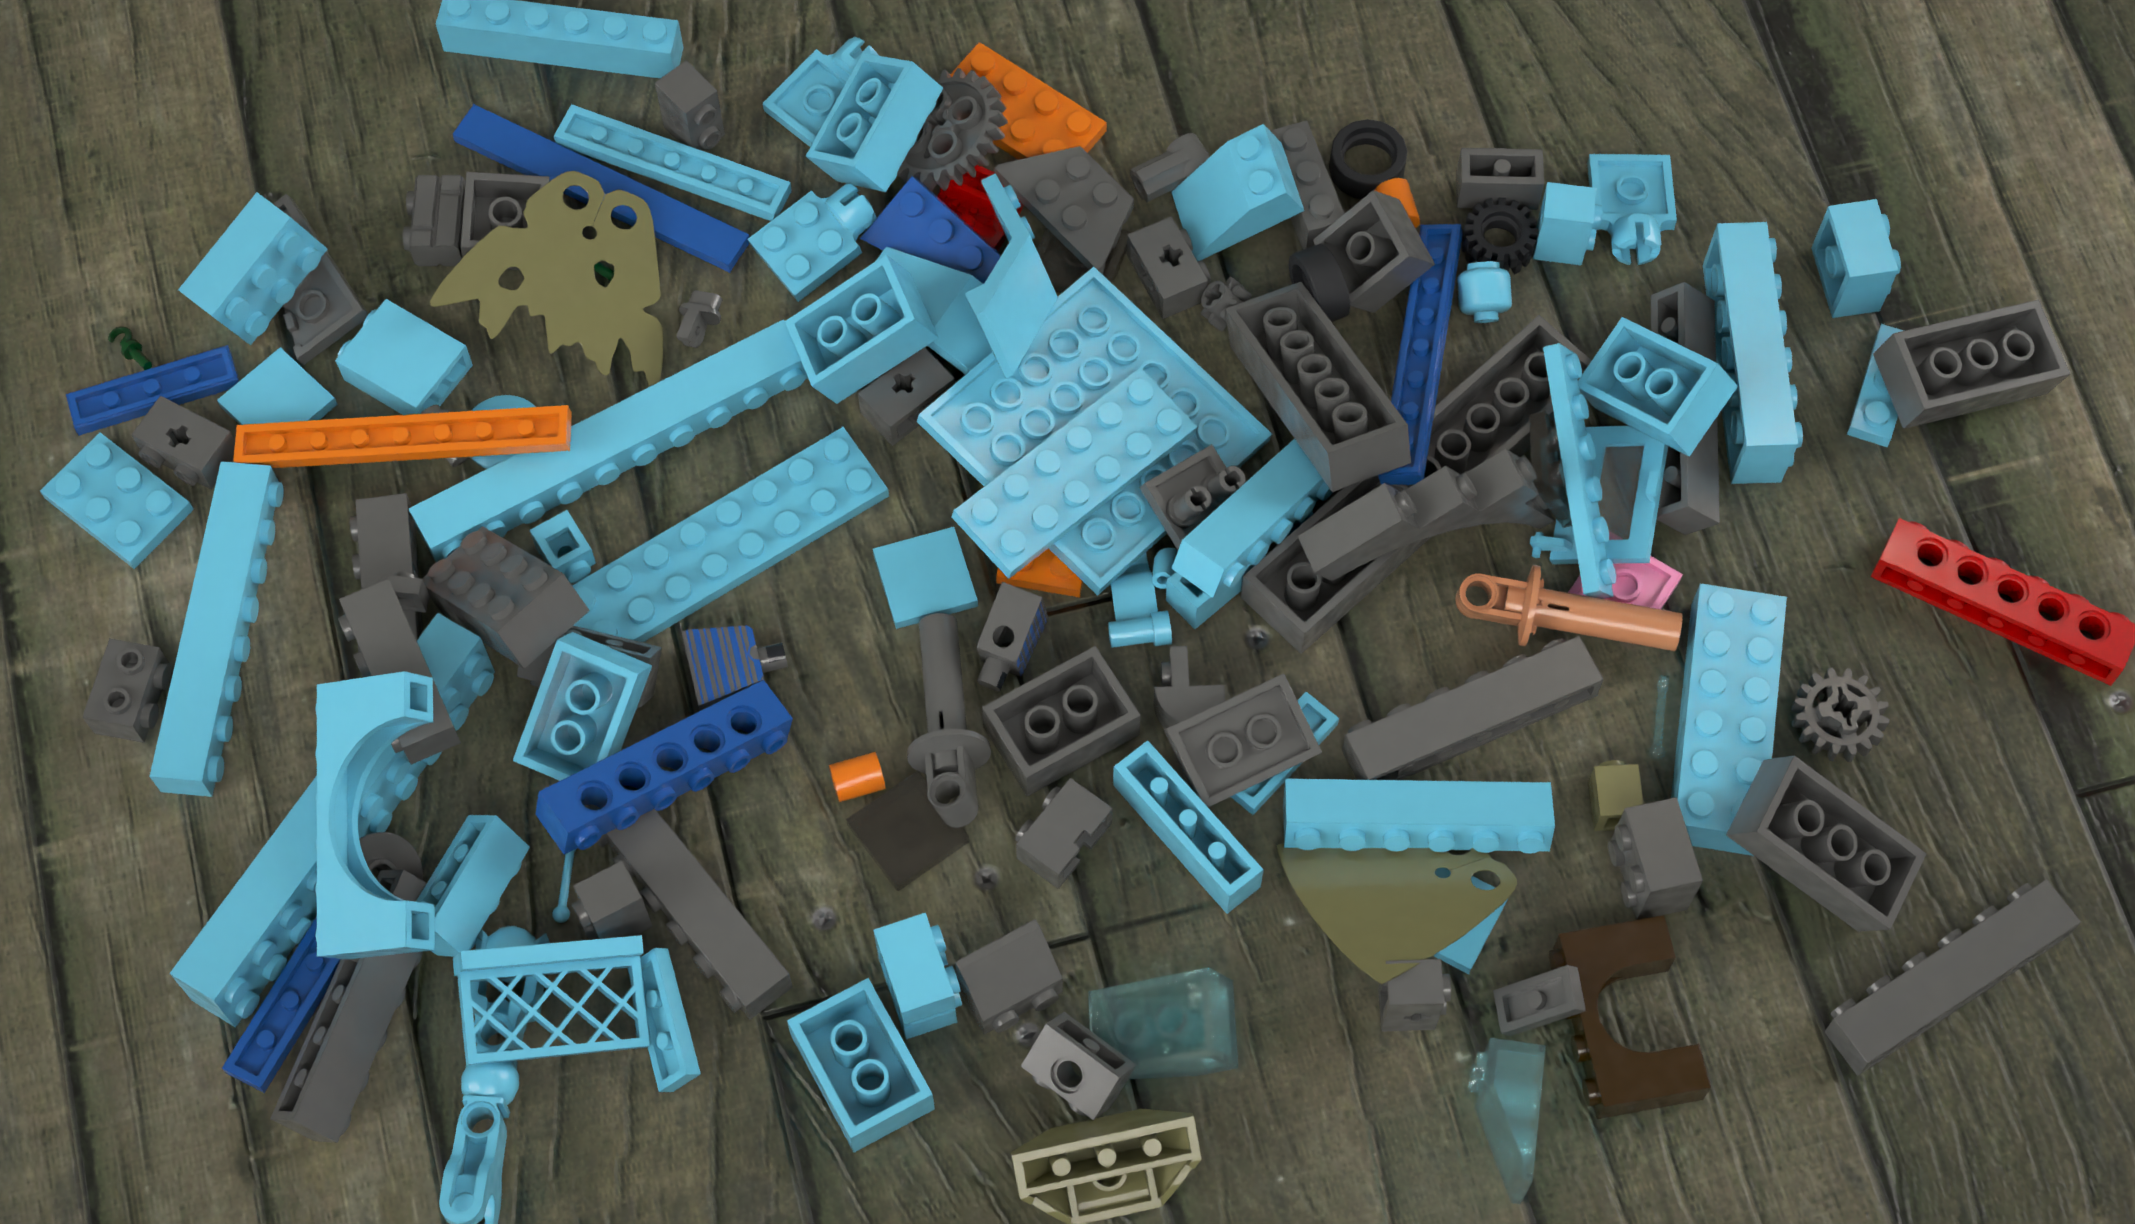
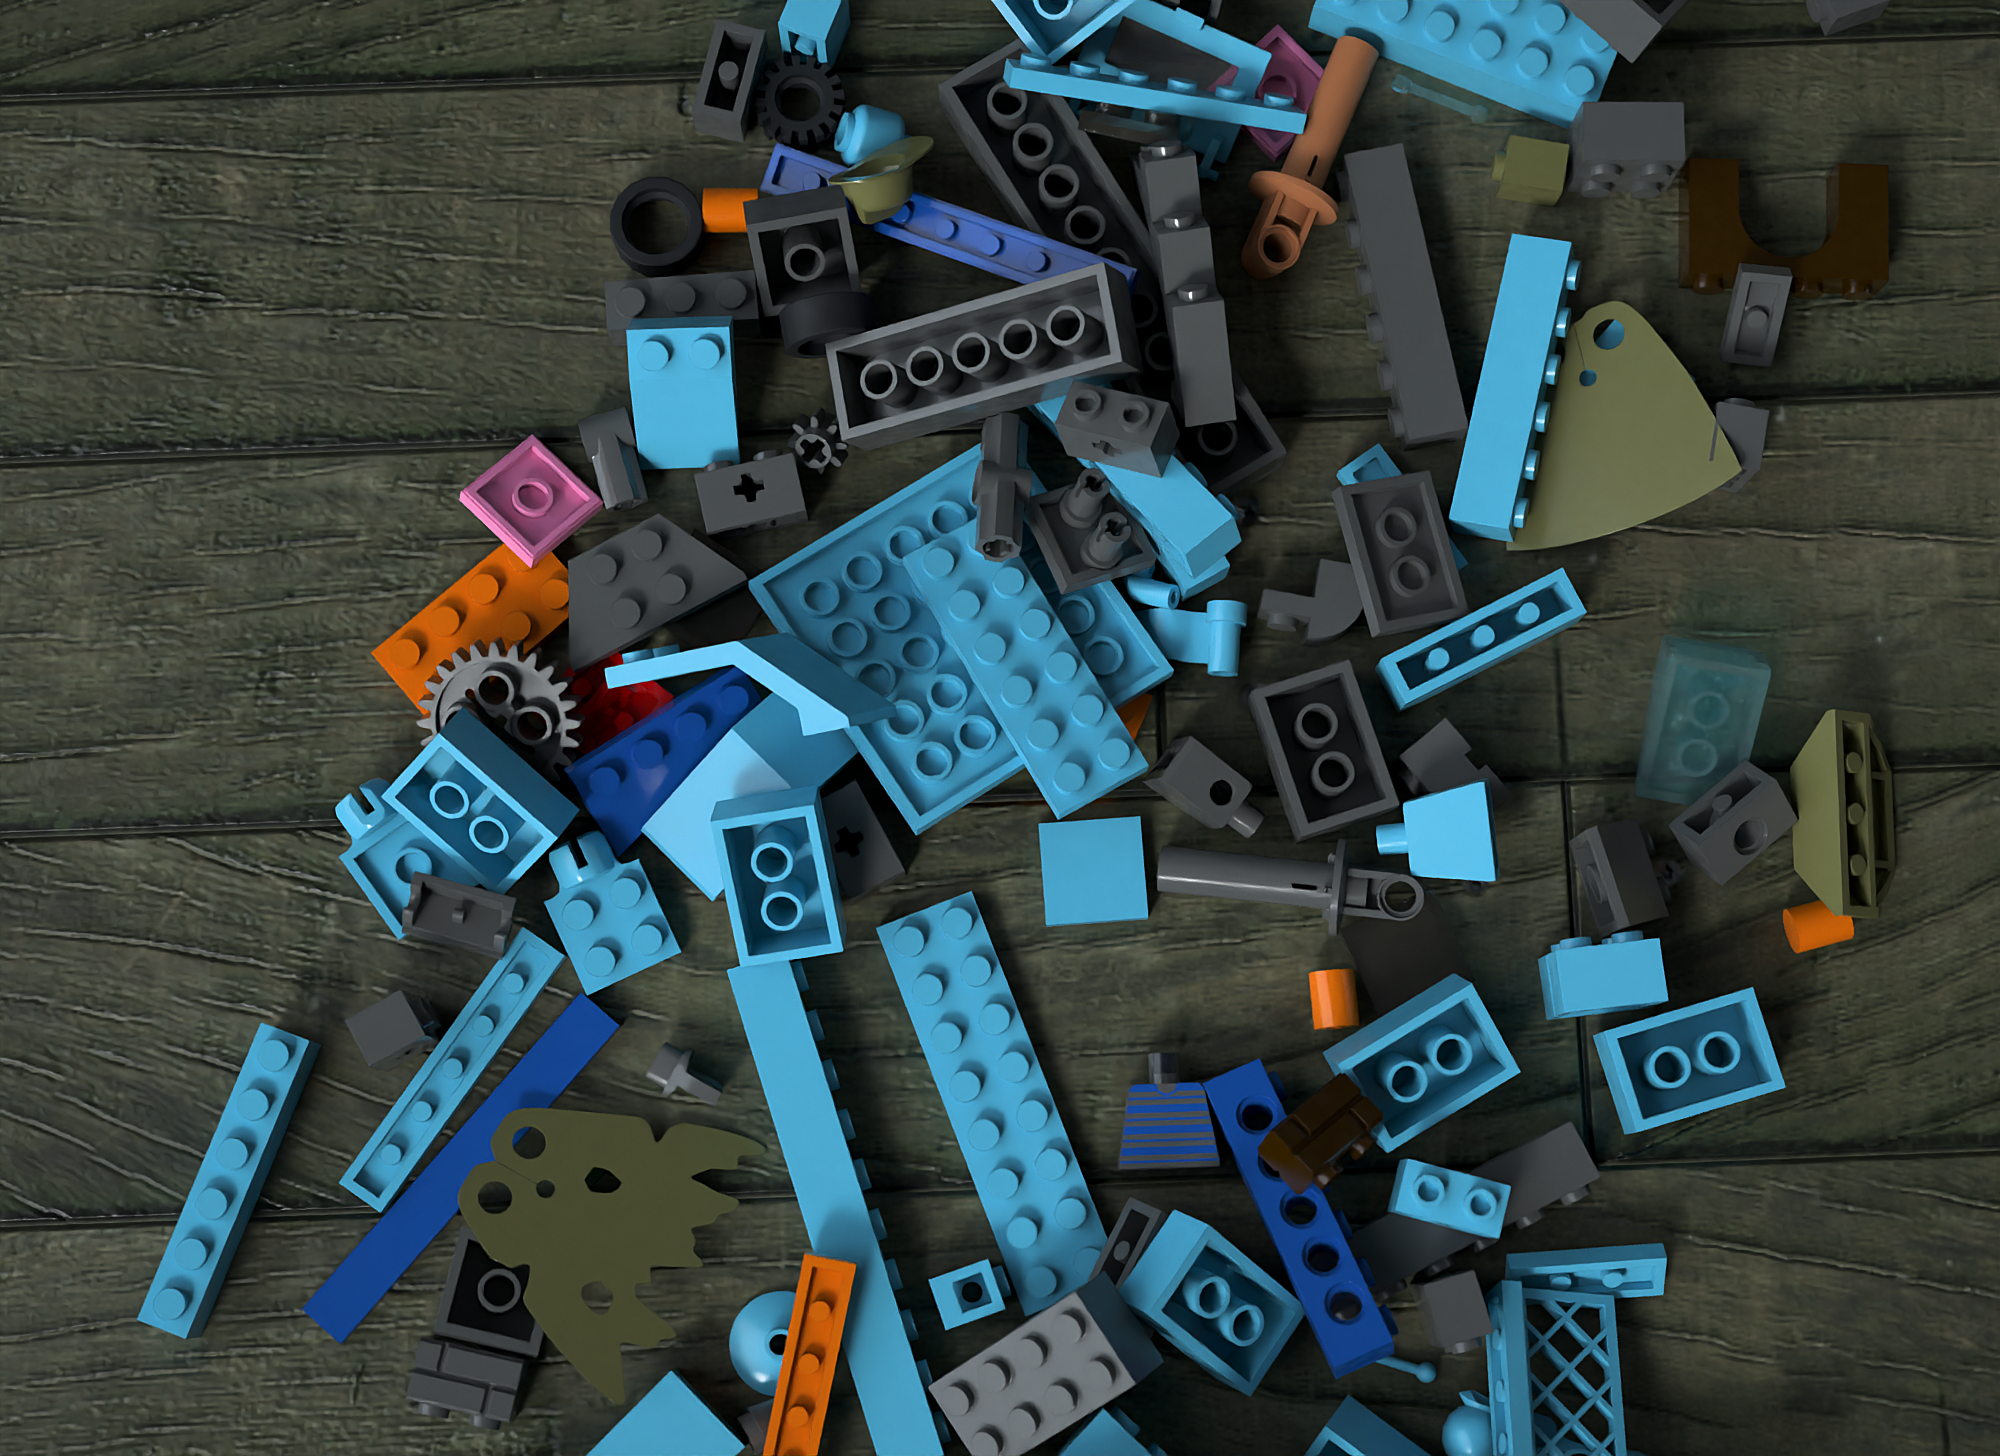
camera: 80 degrees left, 15 degrees up
(700, 874) = (1449, 1198): none -> medium azure brick
(732, 760) = (1321, 1134): none -> dark brown brick
(786, 132) = (459, 915): none -> dark grey hinge
(814, 844) = (1425, 1059): none -> medium azure brick
(998, 1158) = (1815, 926): none -> orange piece
(1009, 822) = (1447, 834): none -> medium azure torso
(1124, 119) = (531, 500): none -> bright pink tile
(1215, 423) = (1001, 487): none -> dark grey piece
(1277, 478) = (1117, 429): none -> dark grey brick
(1440, 287) = (883, 179): none -> olive piece
(1508, 1106) = (1869, 373): clear light blue slope -> none

